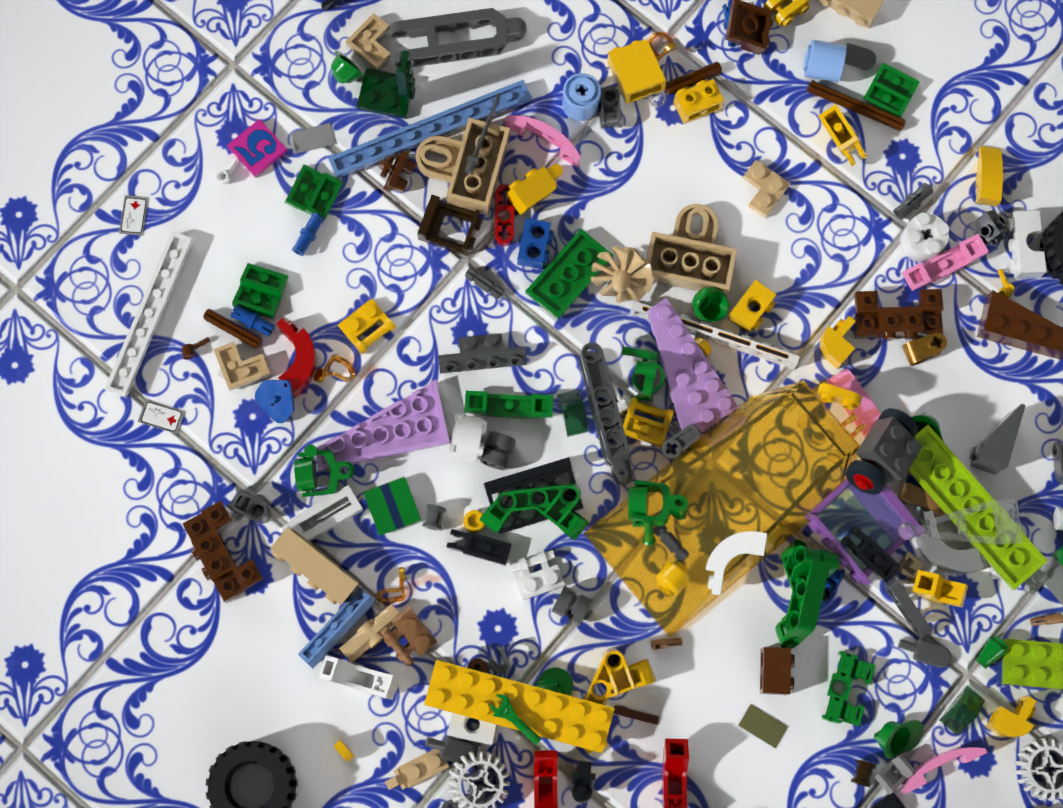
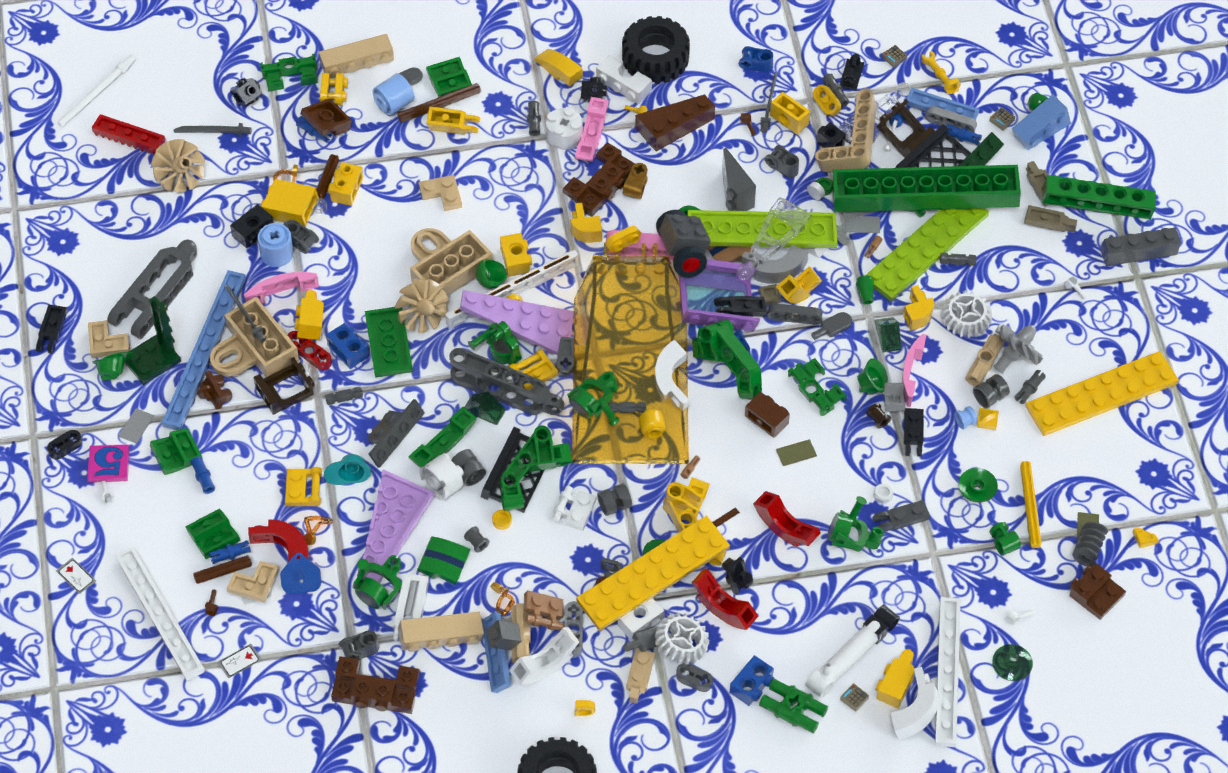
camera: 45 degrees left, 20 degrees down
(245, 93) = (64, 444): none -> black beam
(349, 625) = (504, 635): none -> dark grey brick
(406, 691) = (568, 621): none -> light grey beam
(411, 350) = (347, 470): none -> teal piece
(481, 547) = (523, 527): black hinge -> none
(506, 711) = (650, 578): green piece -> none
(594, 54) = (247, 227): none -> black brick

